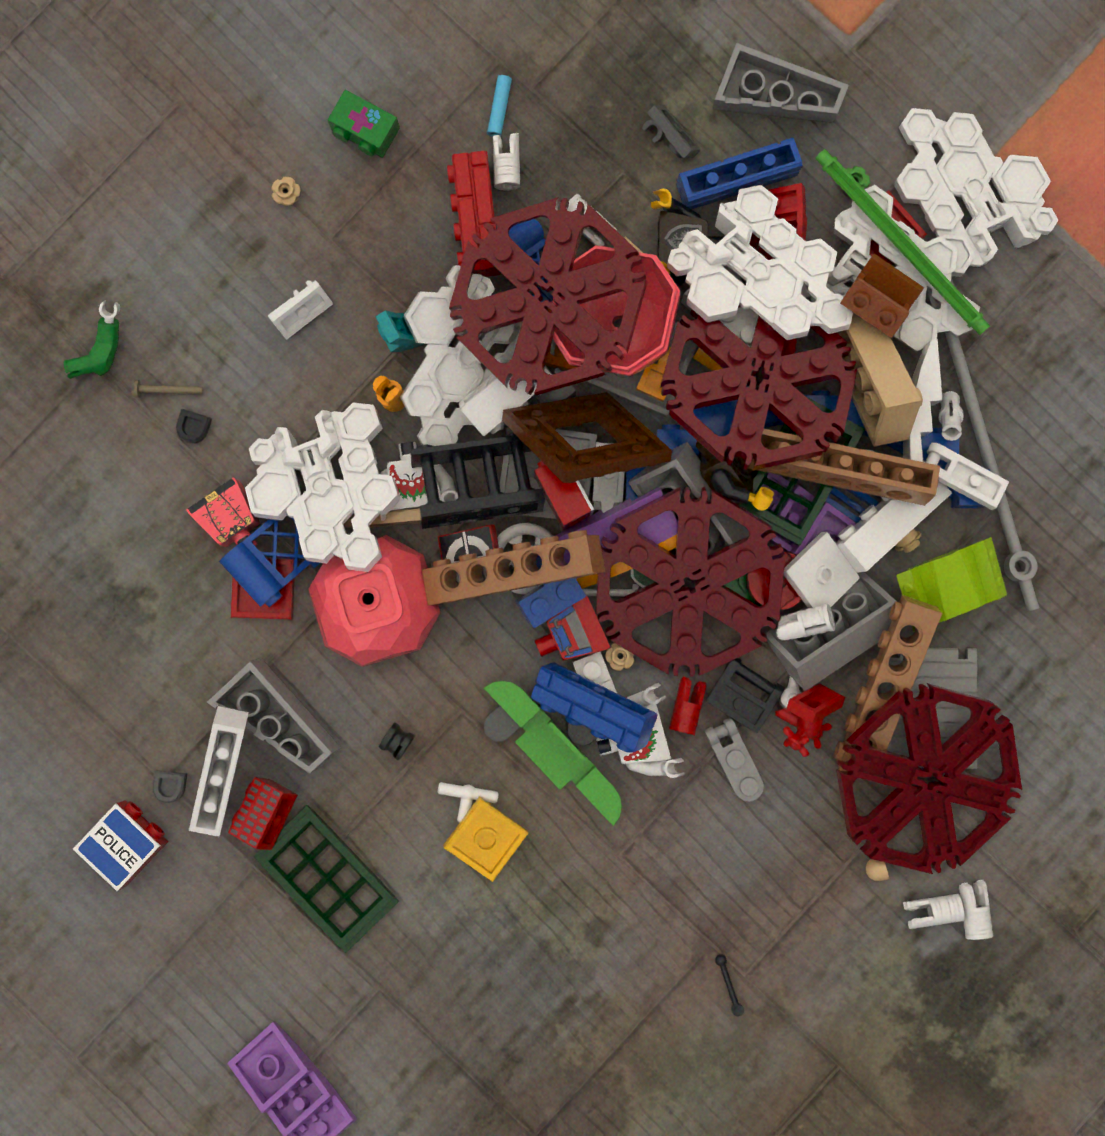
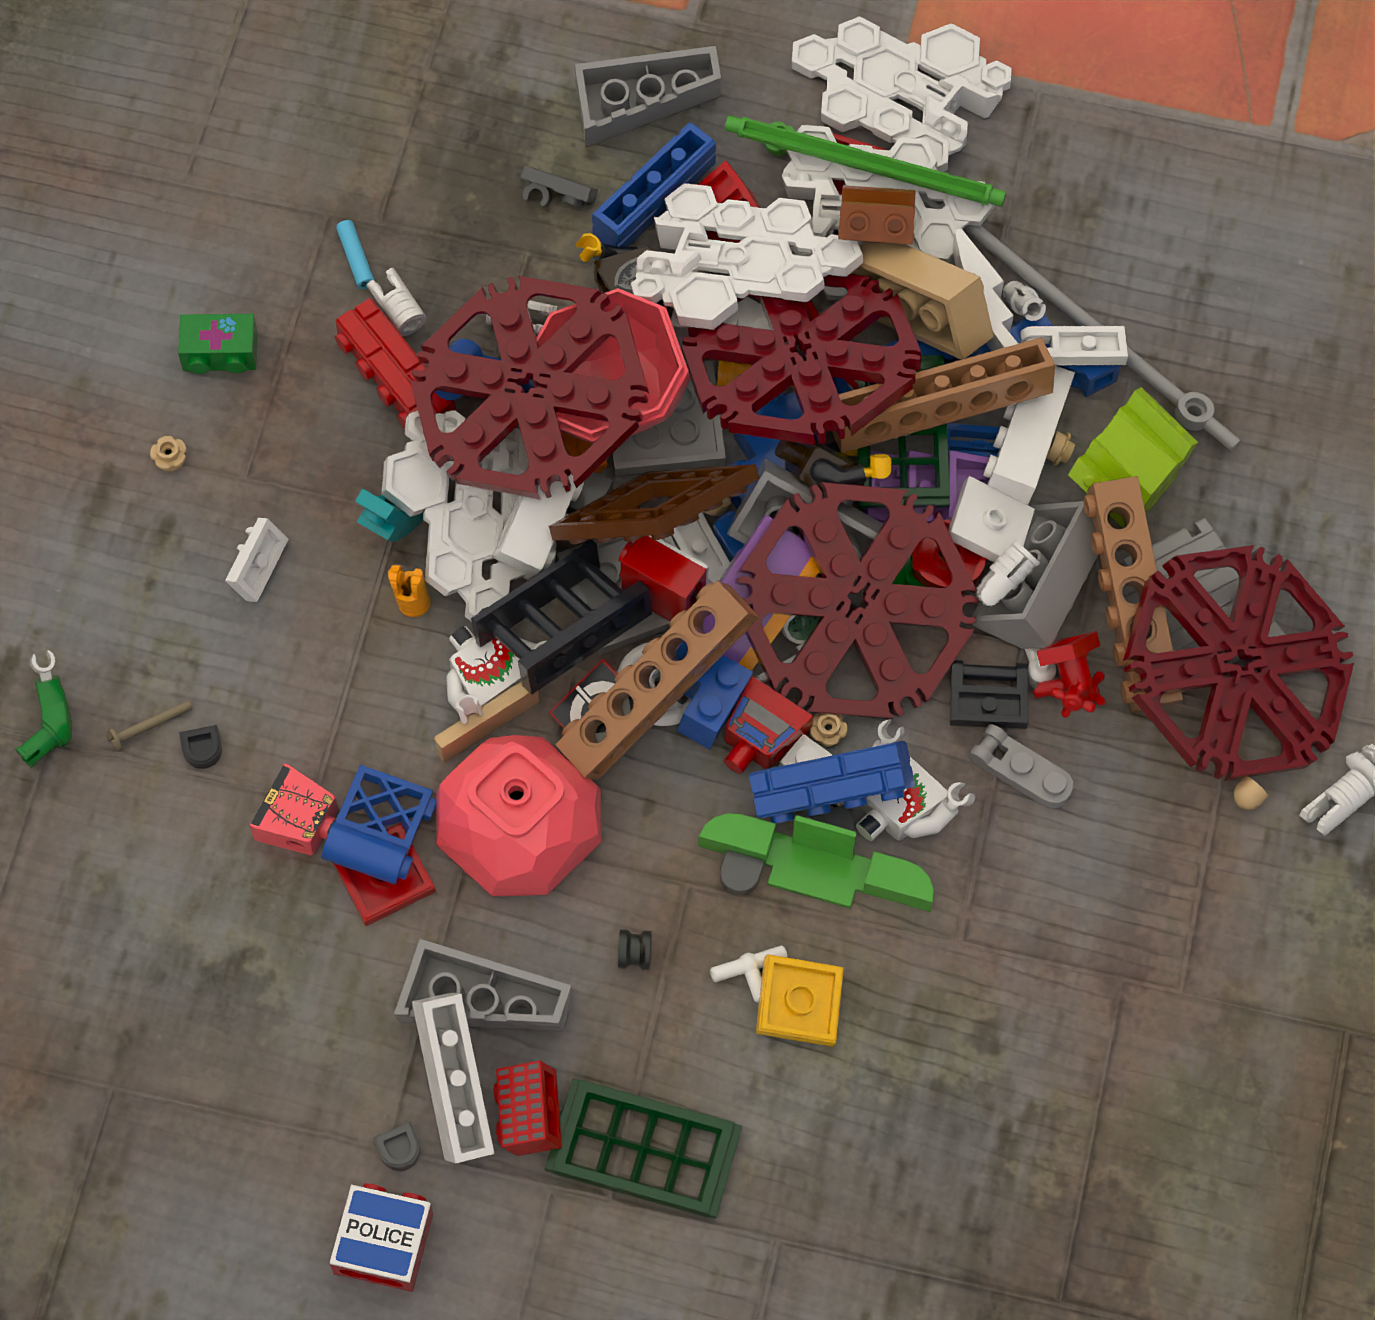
camera: 30 degrees left, 20 degrees down
(327, 500) = (407, 729): white piece -> none
(652, 378) = (690, 424): light orange plate -> none
(686, 714) = (935, 740): red hinge -> none
(737, 1009) = (1195, 1030): black hinge -> none

